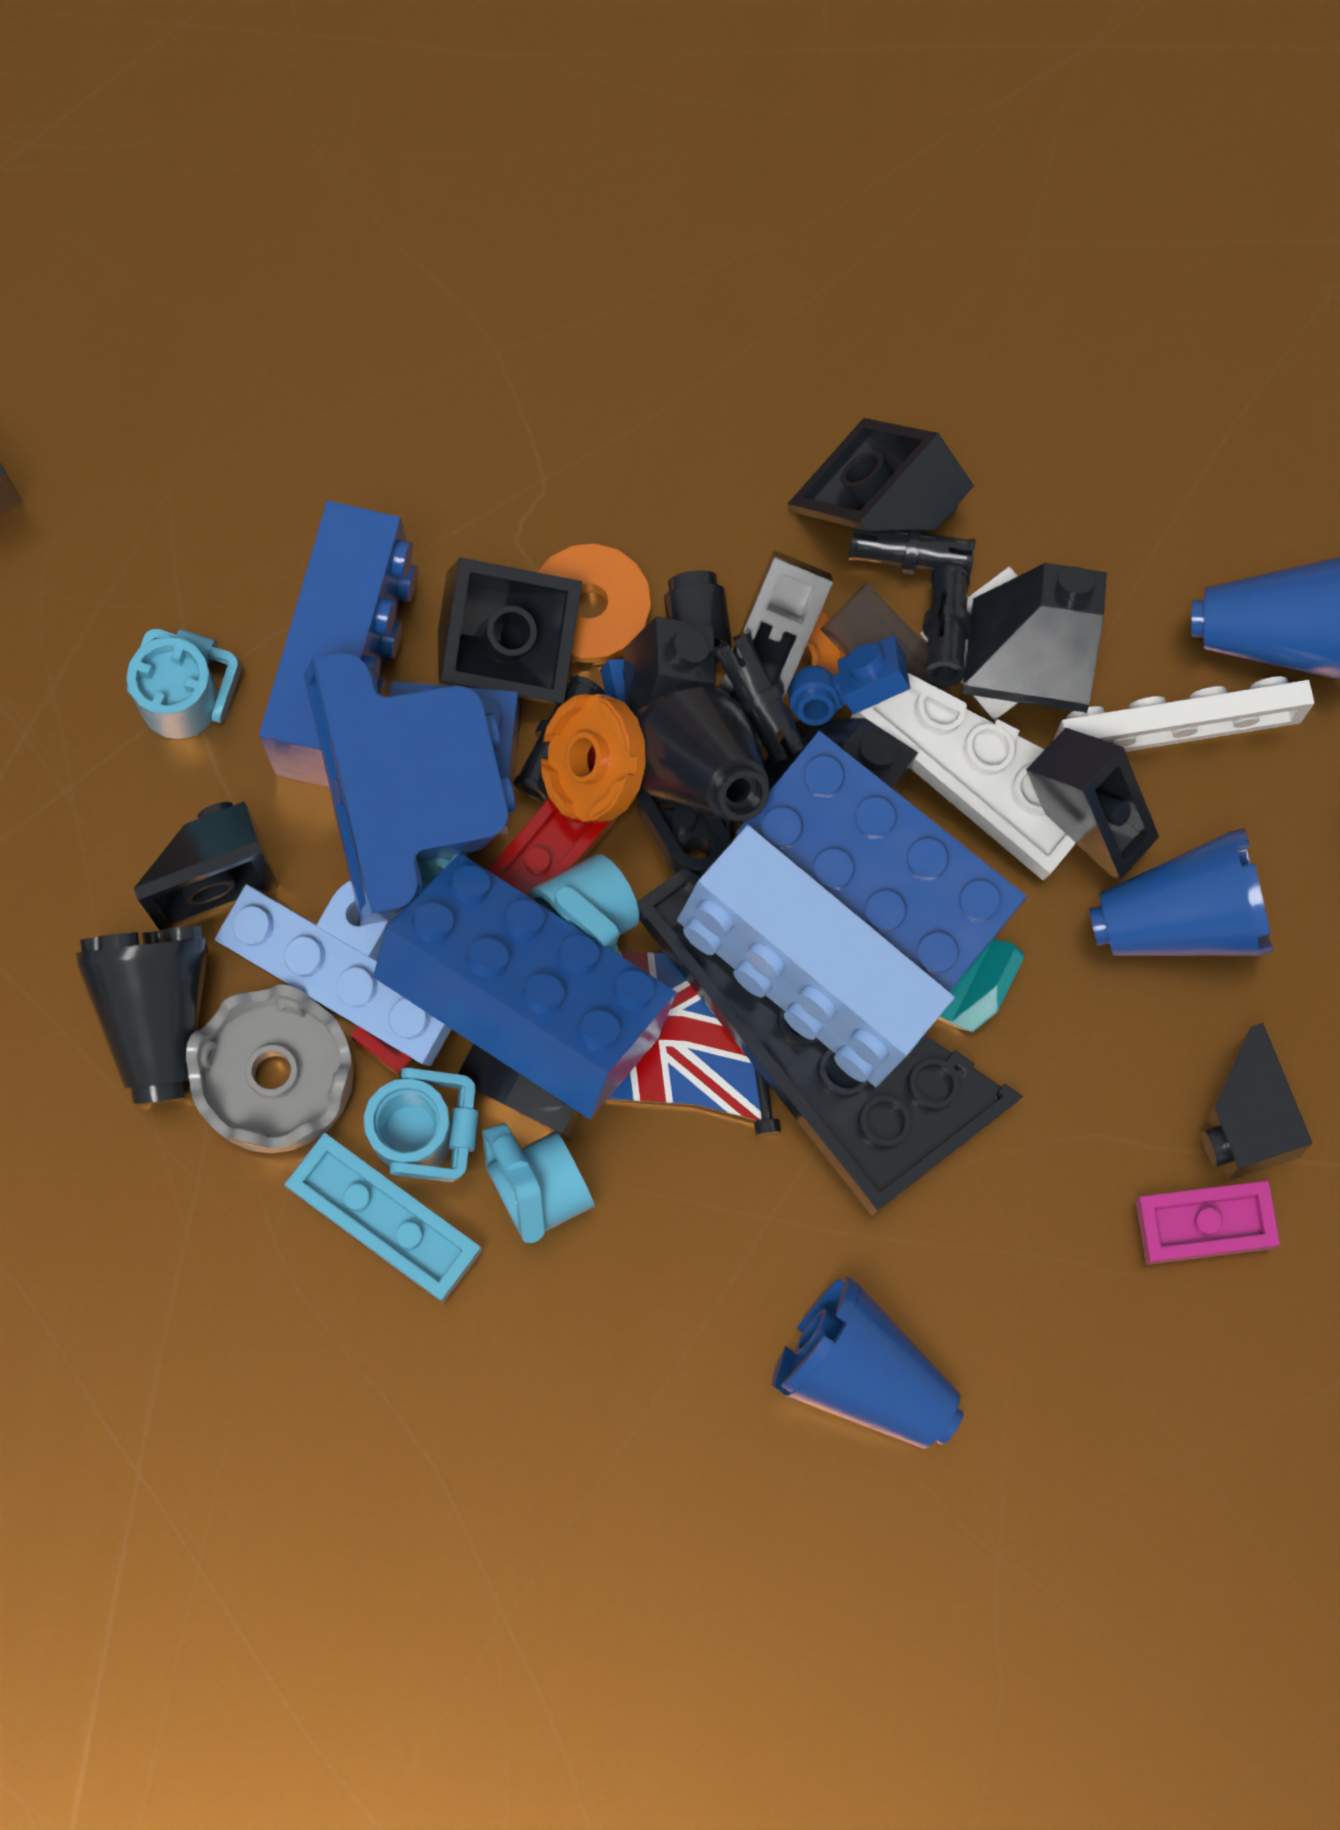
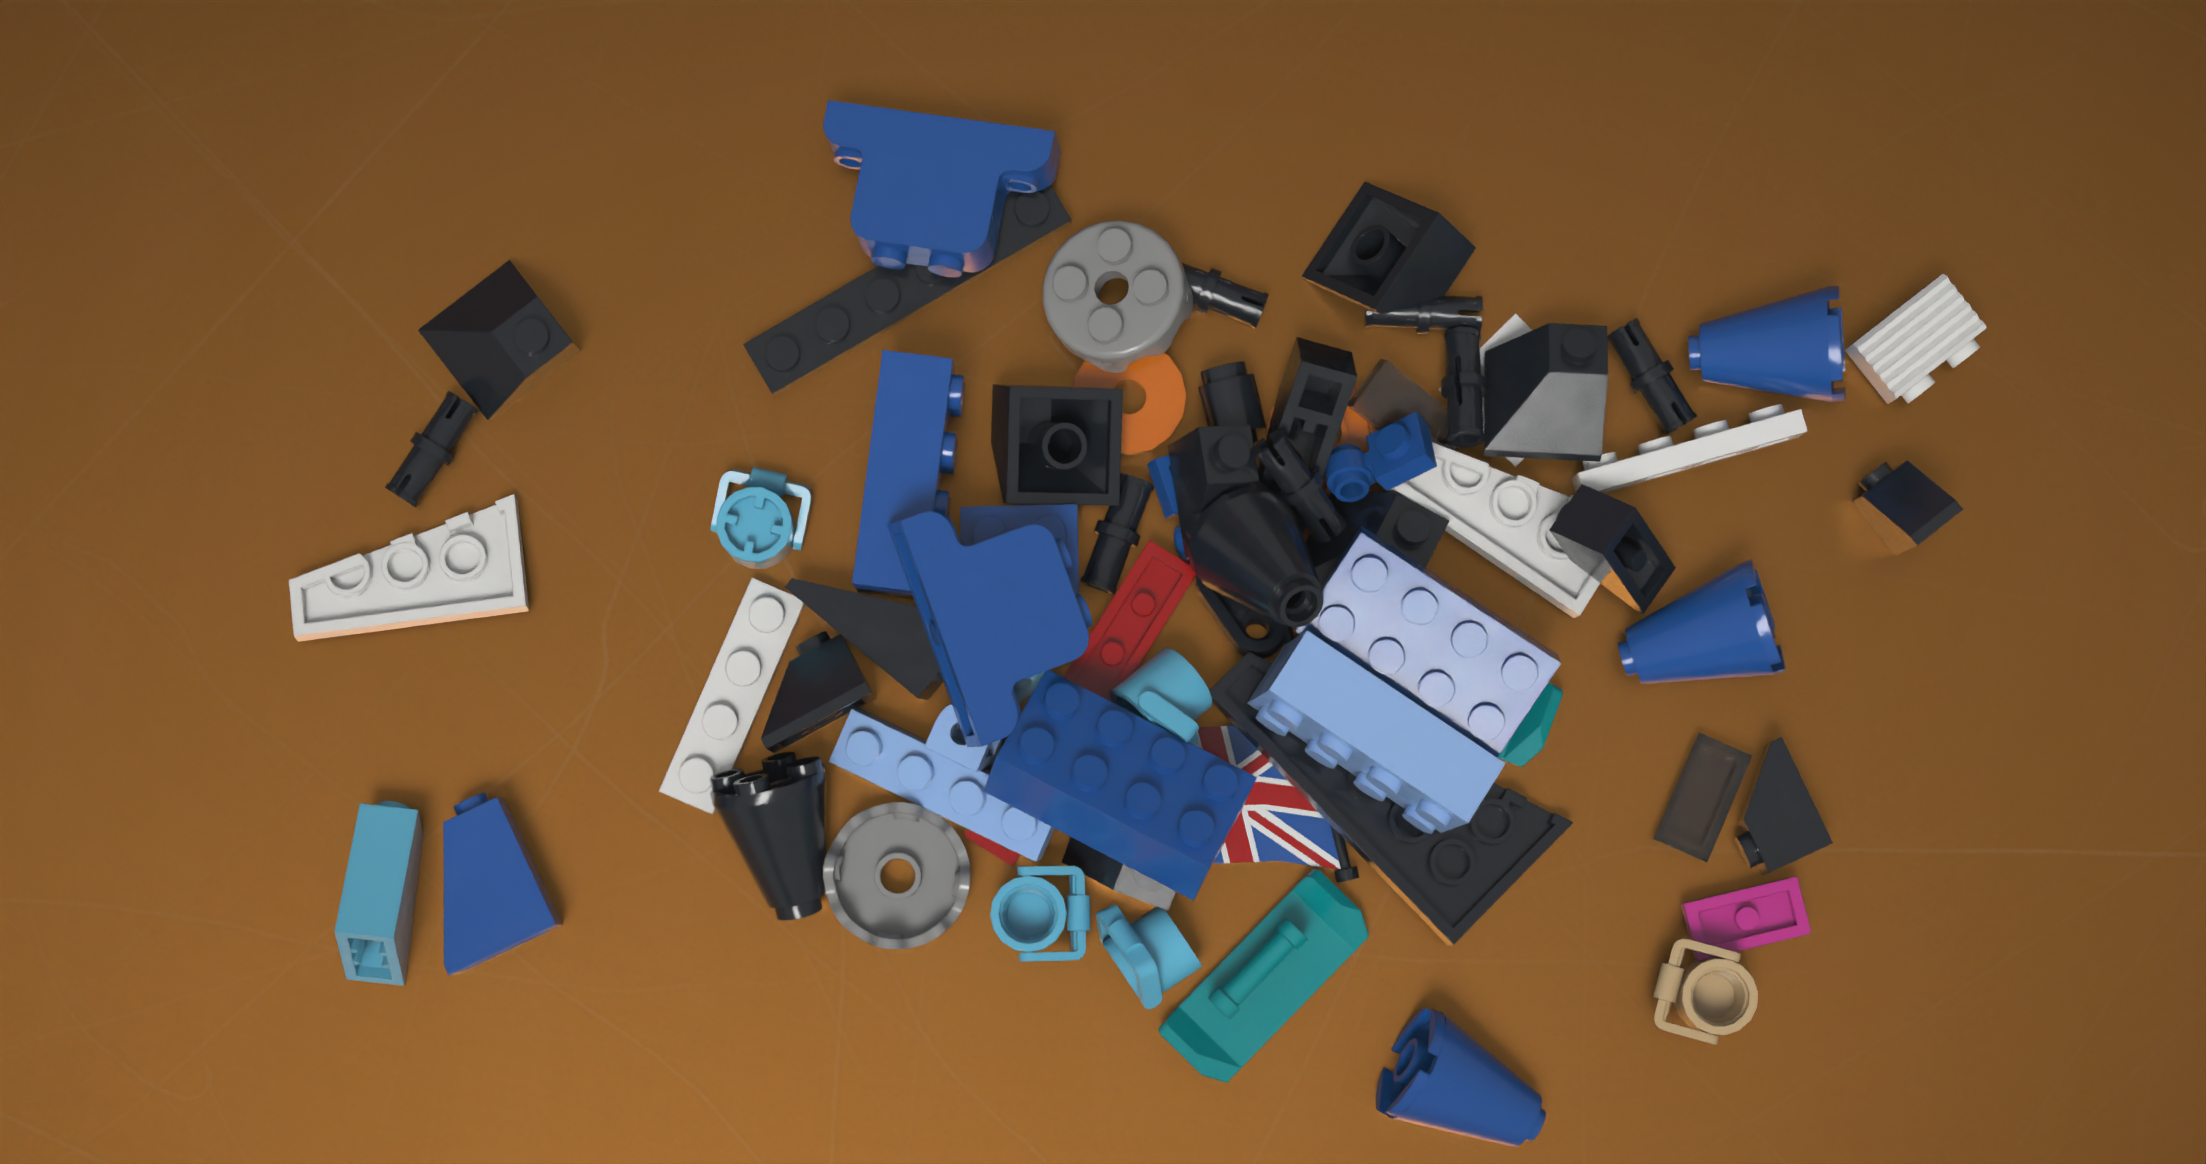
camera: 10 degrees left, 10 degrees up
(103, 891) = (733, 693): none -> white plate
(289, 801) = (881, 629): none -> black slope
(372, 466) = (888, 298): none -> black plate
(383, 1217) = (1015, 996): medium azure plate -> none
(414, 360) = (934, 183): none -> blue brick
(600, 521) = (1137, 325): none -> light grey plate
(618, 763) = (1179, 561): orange tile -> none
(665, 1231) = (1266, 978): none -> teal piece
(686, 505) = (1224, 296): none -> black pin
(1148, 639) = (1651, 376): none -> black pin
(1159, 1303) = (1707, 994): none -> tan piece
(1169, 1086) = (1702, 797): none -> clear smoke tile

